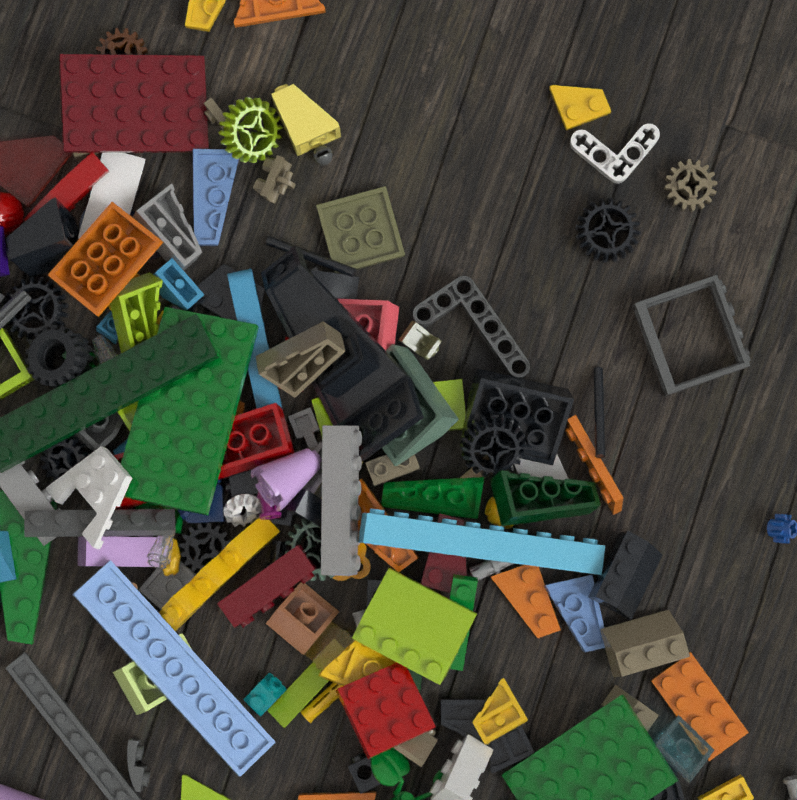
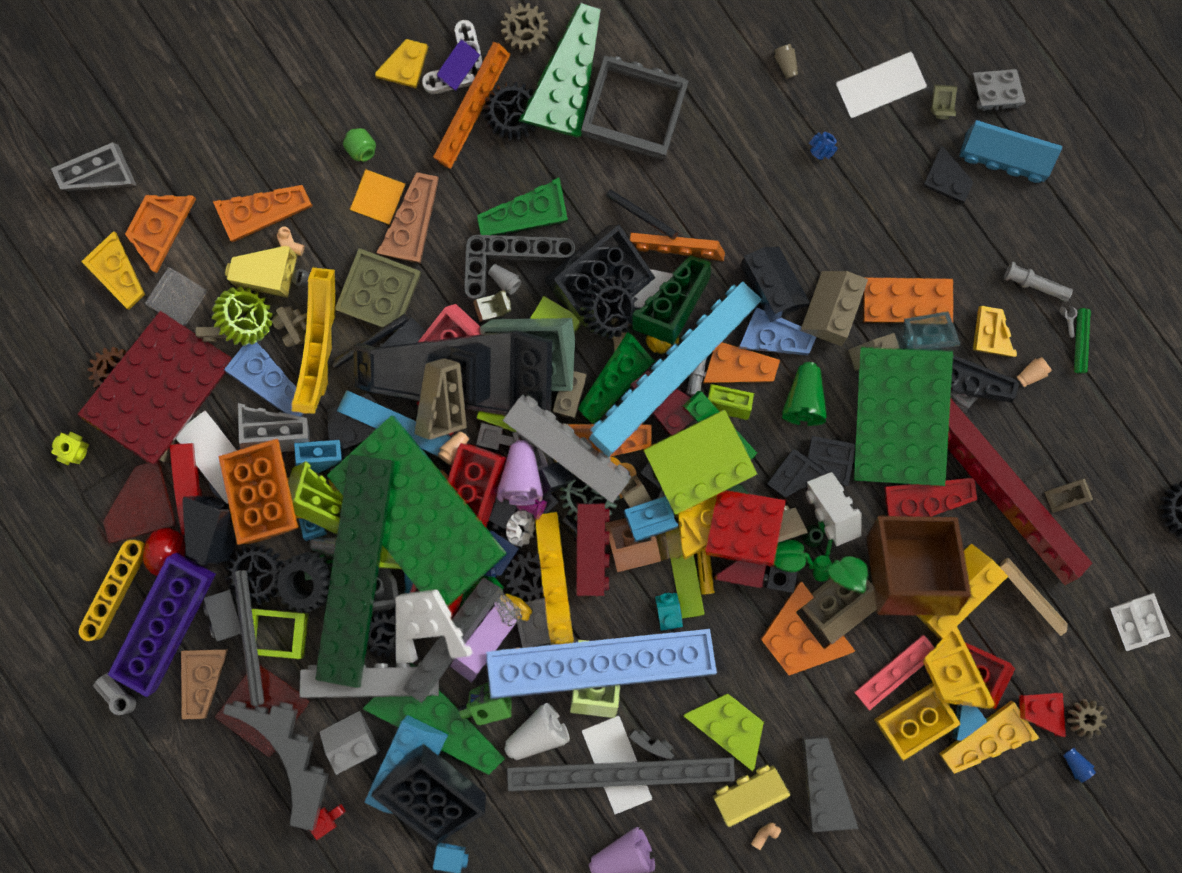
camera: 50 degrees left, 0 degrees up
(33, 73) = (77, 448): none -> neon yellow brick
(60, 593) = (484, 708): none -> bright green torso
(73, 657) = (537, 734): none -> white cone
(111, 728) = (610, 744): none -> white sticker
(227, 59) = (176, 296): none -> clear tile
(264, 397) = (449, 449): none -> light nougat cone
(274, 213) = (318, 341): none -> yellow arch
(333, 618) = (650, 519): none -> dark azure plate
(342, 735) = (742, 573): none -> dark red slope
(344, 591) = (635, 493): none -> dark tan brick
(345, 119) = (285, 239): none -> light nougat arm
(350, 72) = (255, 212): none -> orange wing
(426, 767) = (807, 537): none -> dark green cone
(440, 215) = (409, 229): none -> nougat wing
(444, 168) = (377, 196): none -> light orange piece
(453, 334) = (505, 279): none -> light grey cone
(477, 119) = (359, 144): none -> bright green head
(491, 613) = (735, 402): none -> lime slope
(499, 714) = (809, 448): yellow wing -> none
(528, 309) = (528, 211): none -> green wing
(544, 678) = (806, 397): none -> green cone
(586, 190) = (471, 105): none -> orange tile
(612, 152) = (458, 65): none -> dark purple slope
(664, 258) = (564, 85): none -> wing

